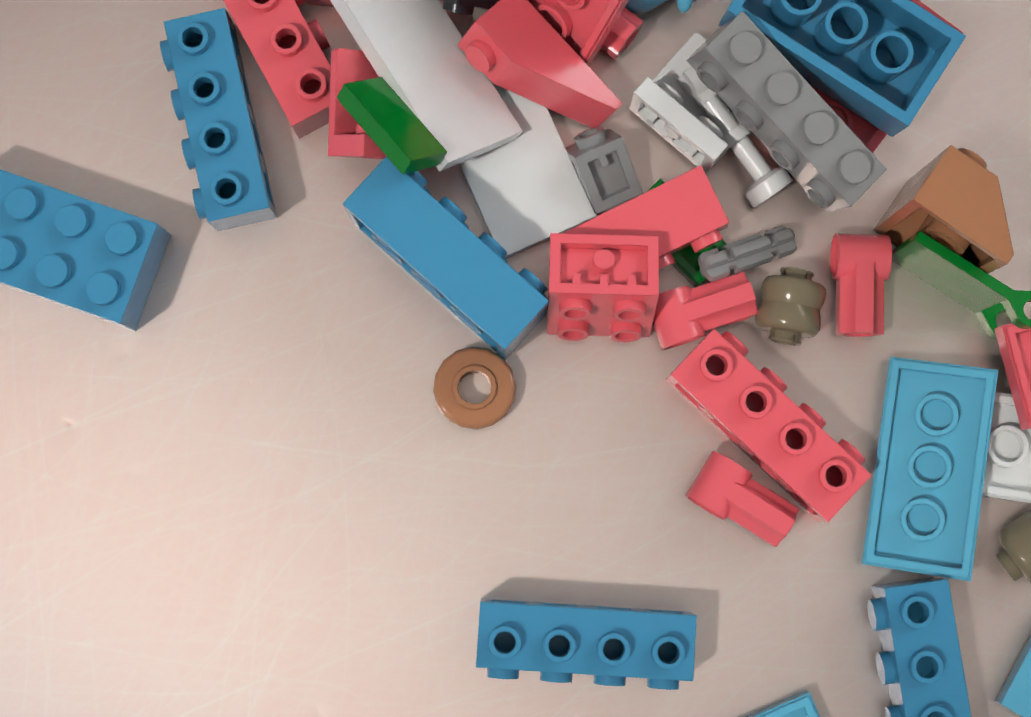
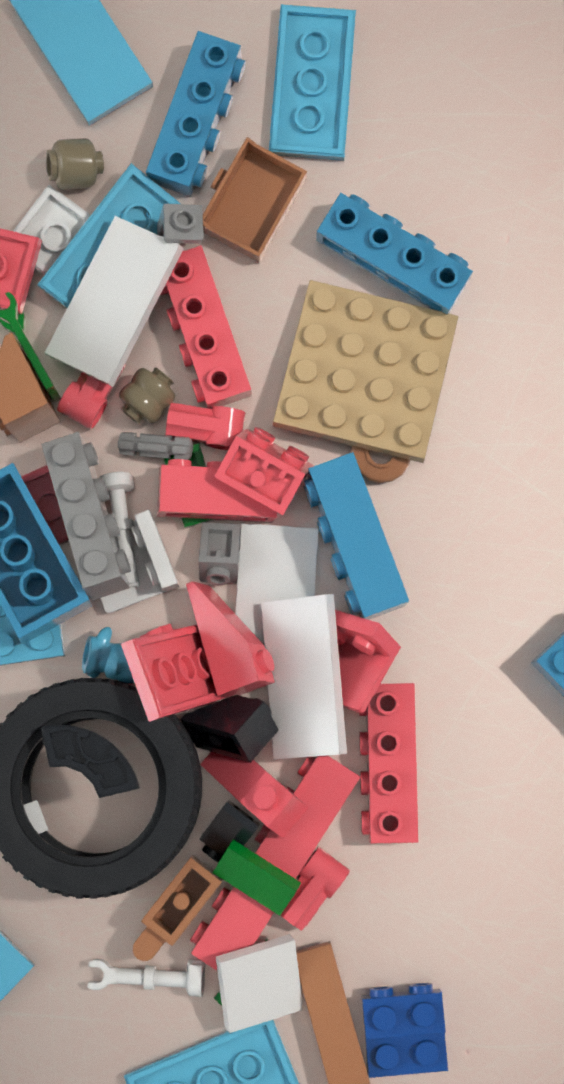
camera: 150 degrees left, 0 degrees up
(218, 119) = (460, 718): dark azure brick -> none
(391, 125) = (350, 636): green tile -> none
(544, 476) = (366, 371): none -> tan plate
(730, 493) = (251, 299): coral piece -> none
(796, 619) = (252, 199): none -> nougat container
(867, 531) = (181, 223): none -> light grey bracket
(896, 395) = (114, 301): none -> white tile

